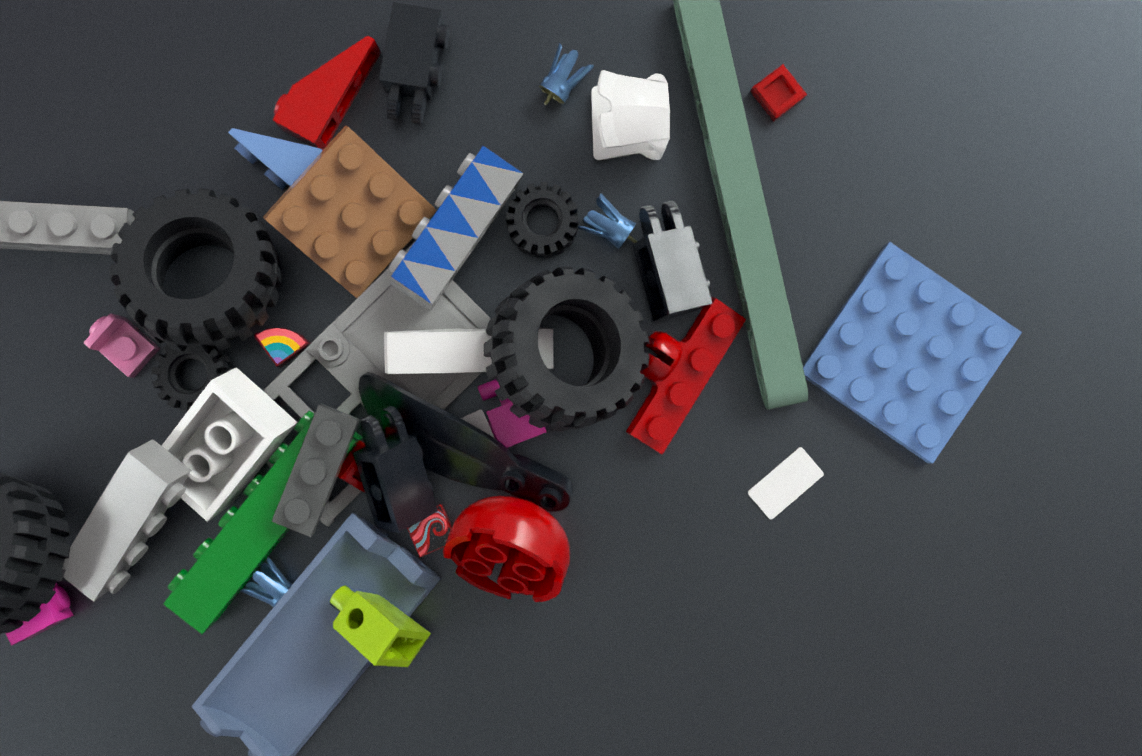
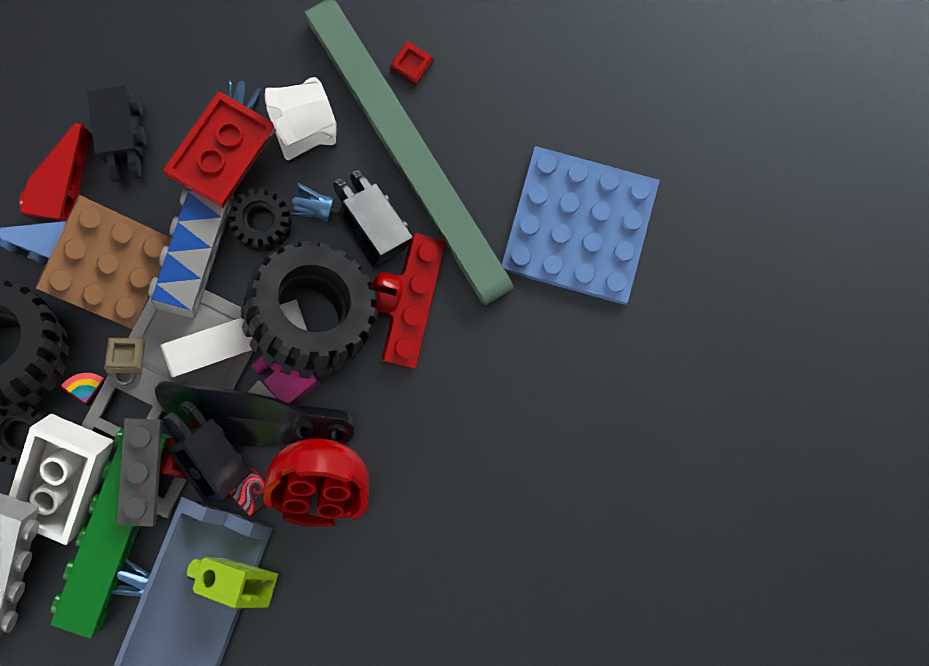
camera: 25 degrees left, 5 degrees down
(339, 327) = (125, 355): none -> dark tan tile
(525, 125) = (220, 149): none -> red plate
(785, 483) = (520, 358): white sticker -> none

